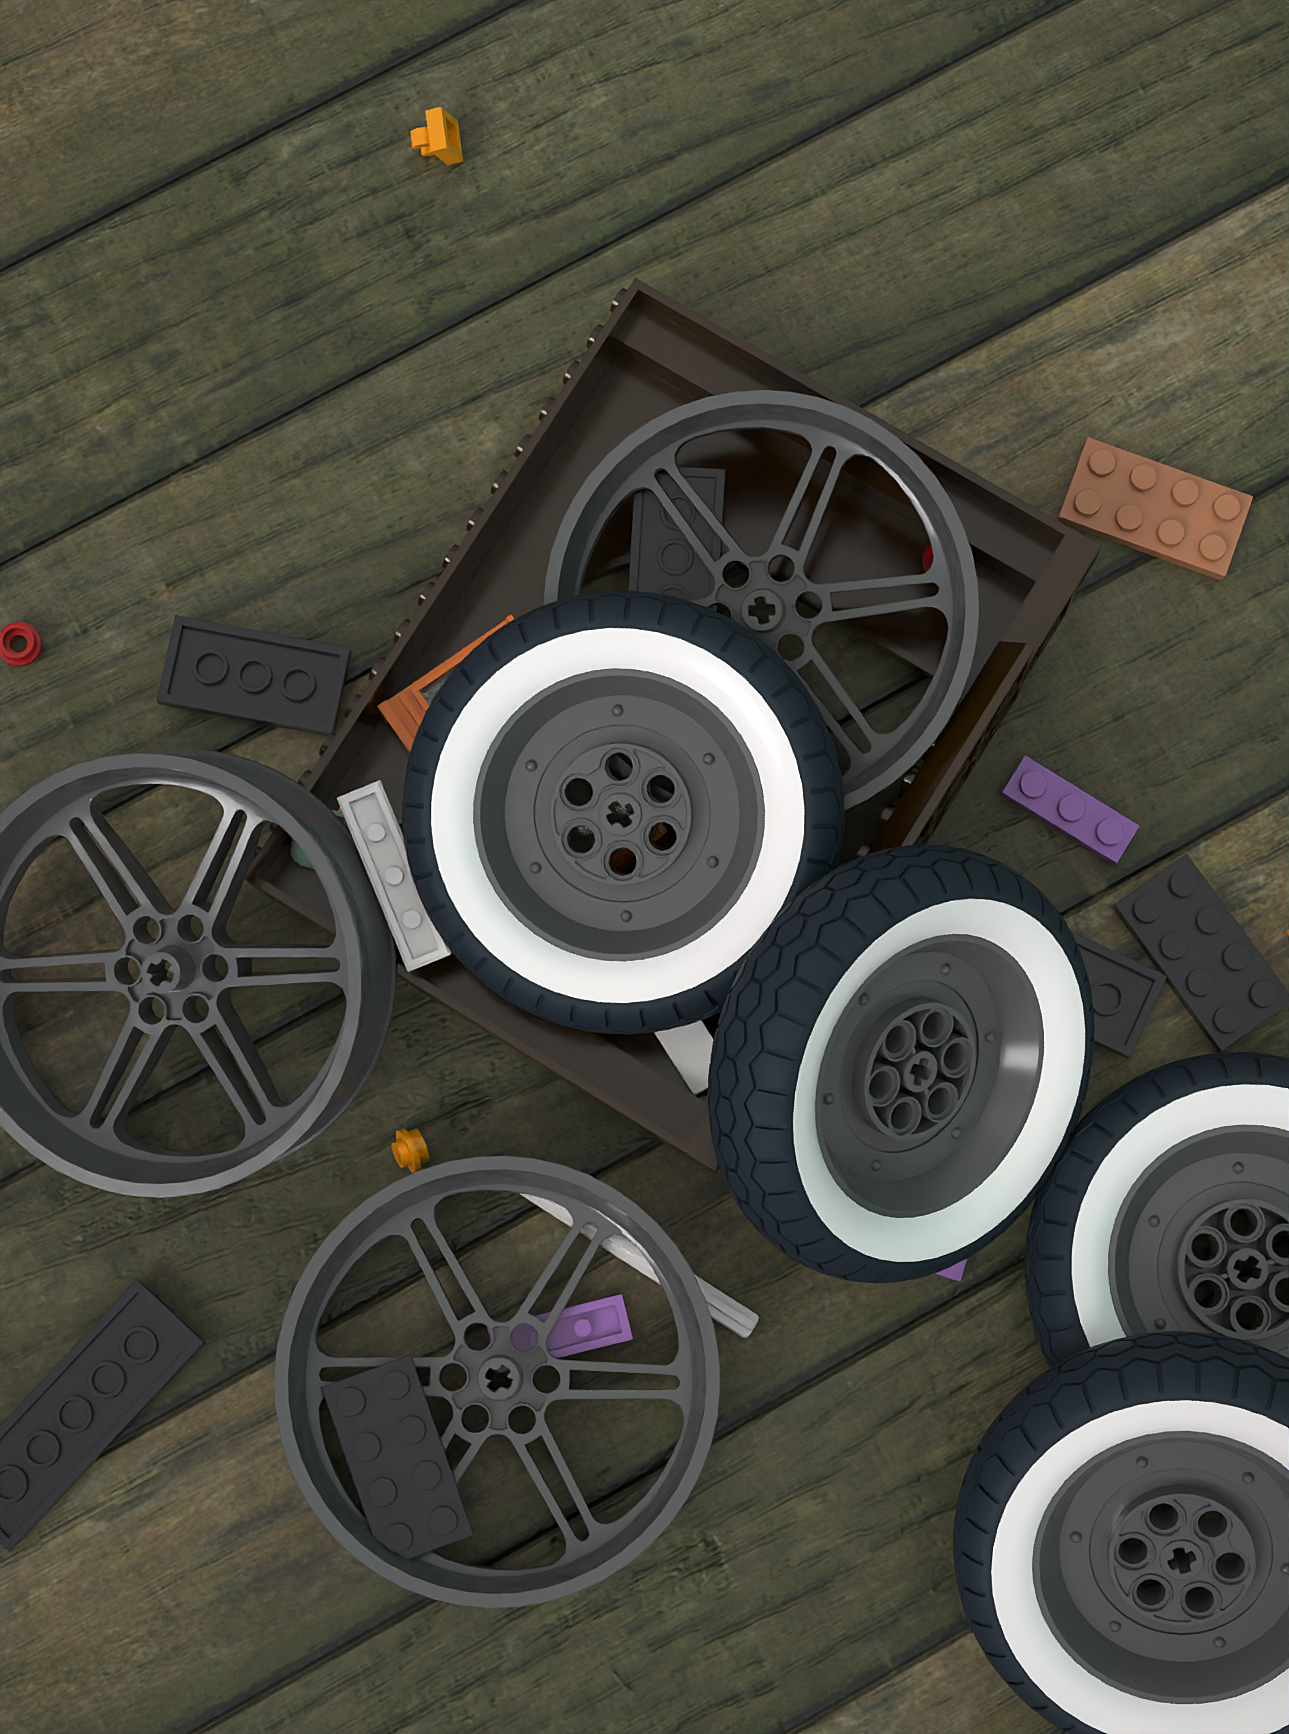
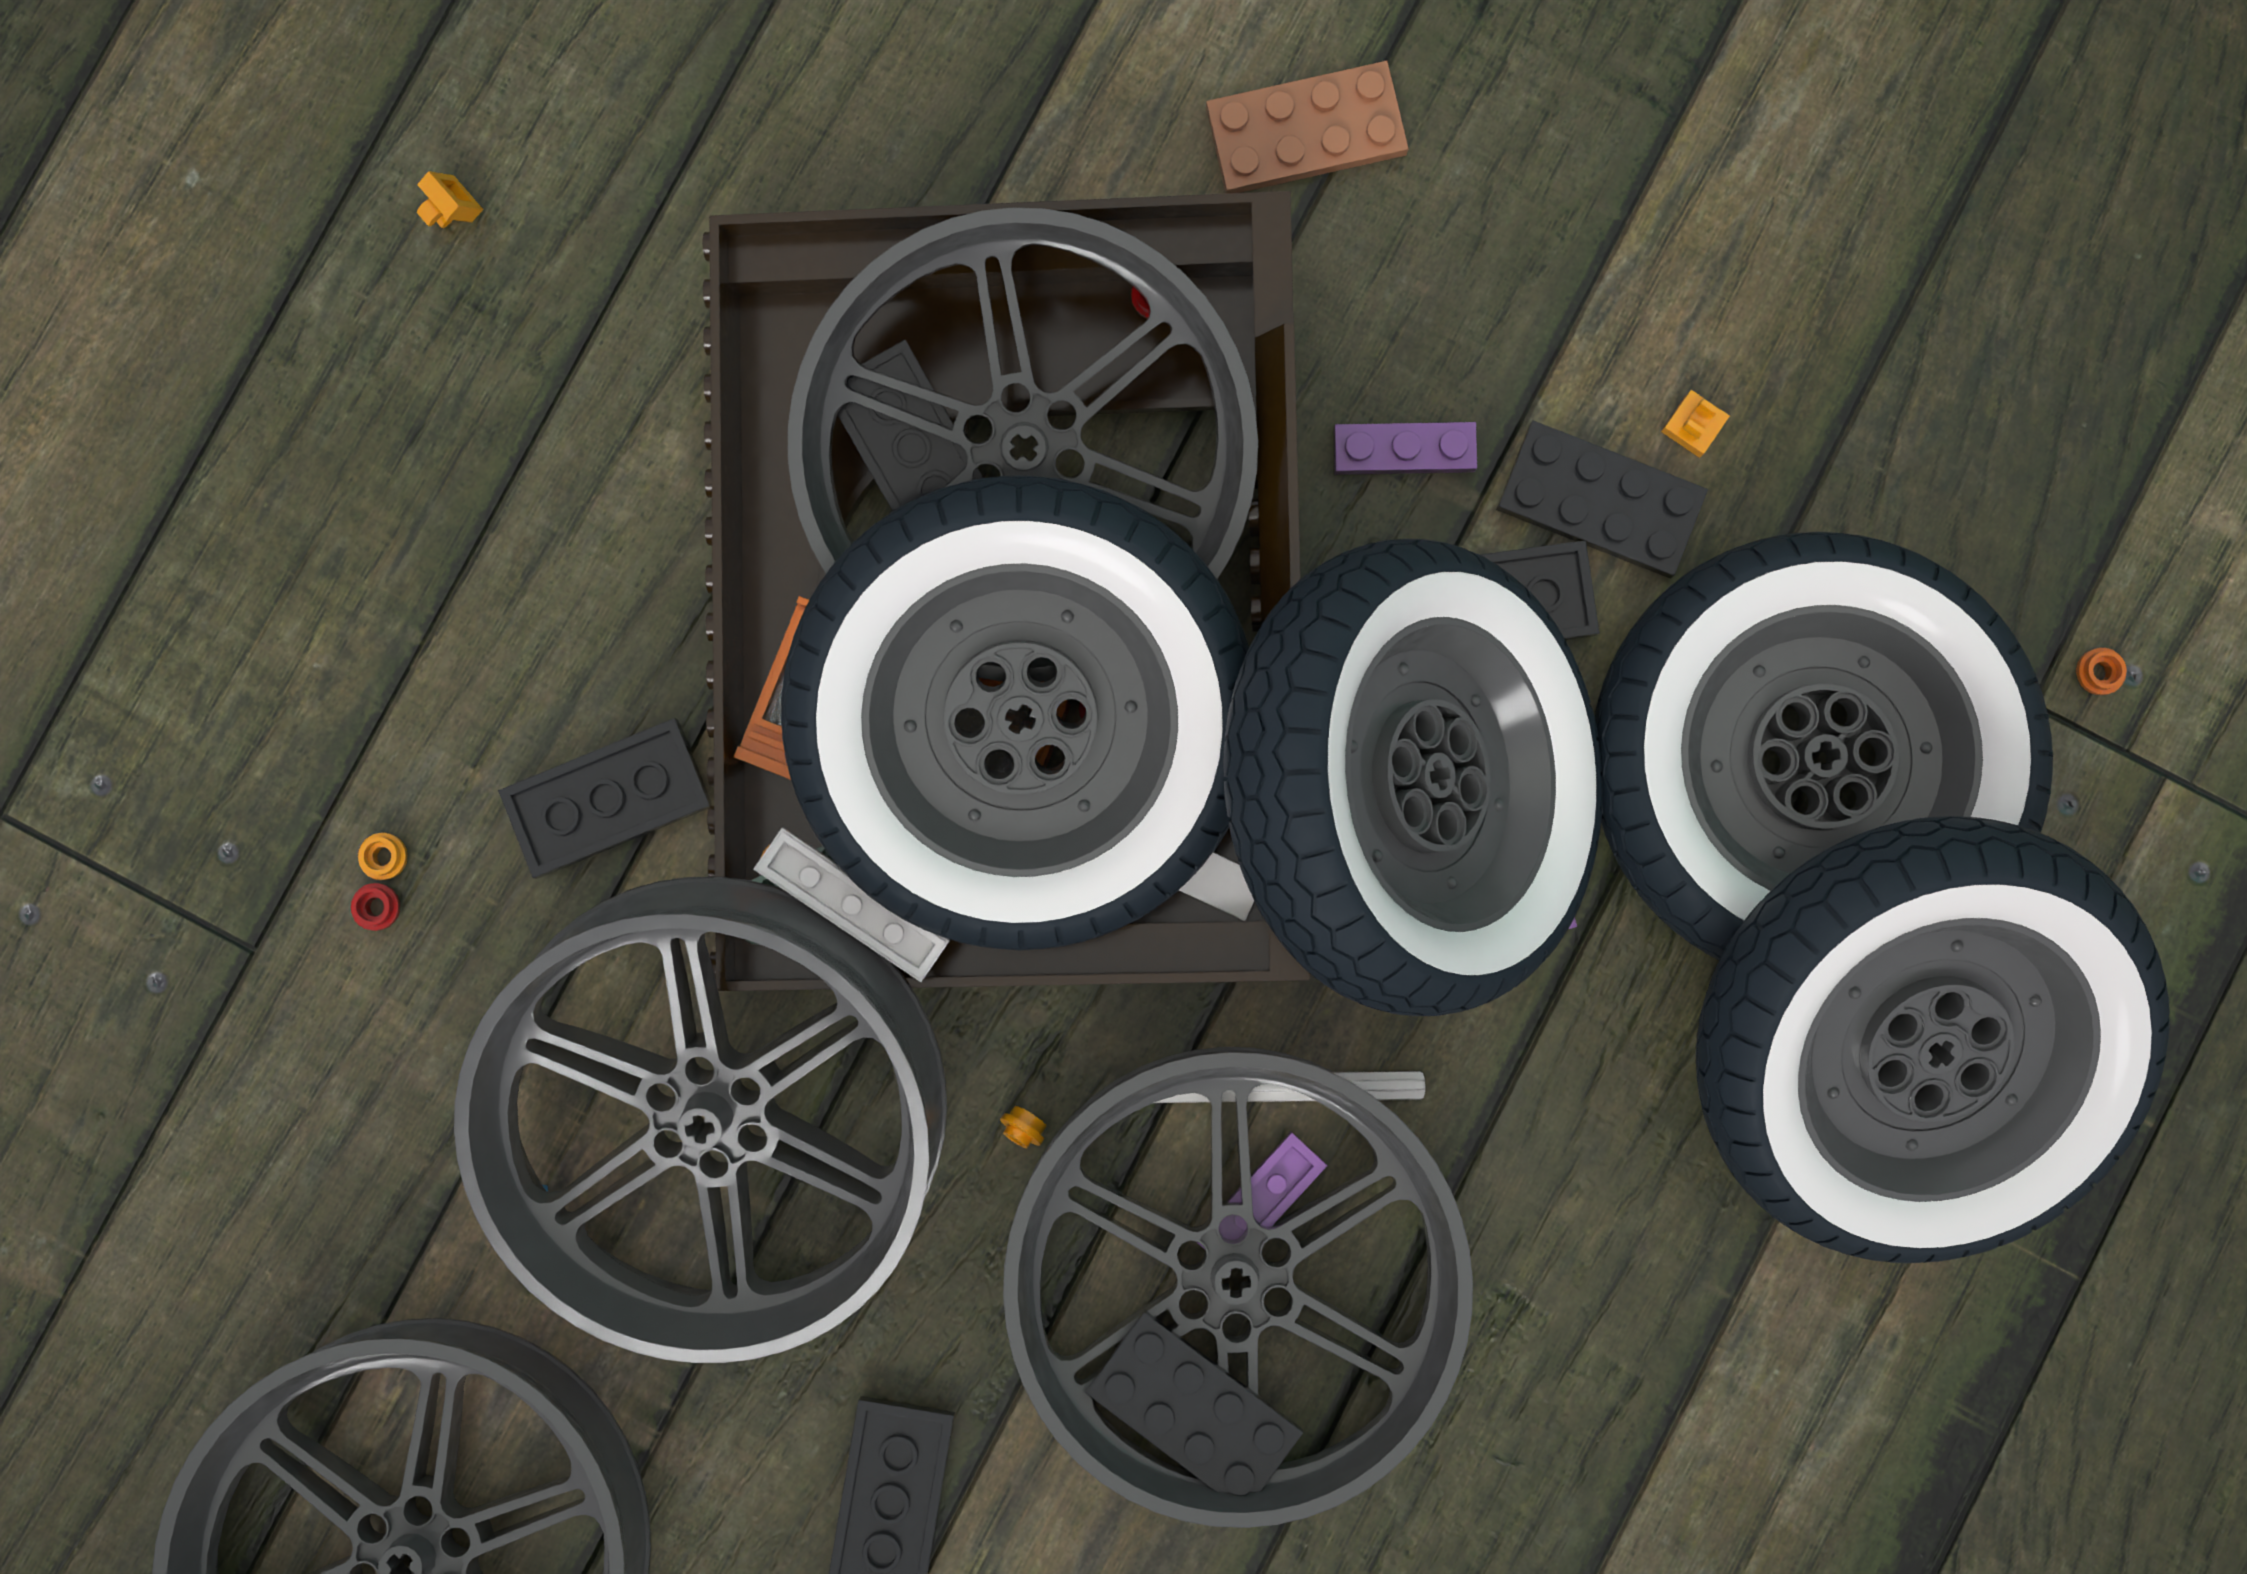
camera: 25 degrees left, 5 degrees up
(45, 597) = (369, 856): none -> light orange plate

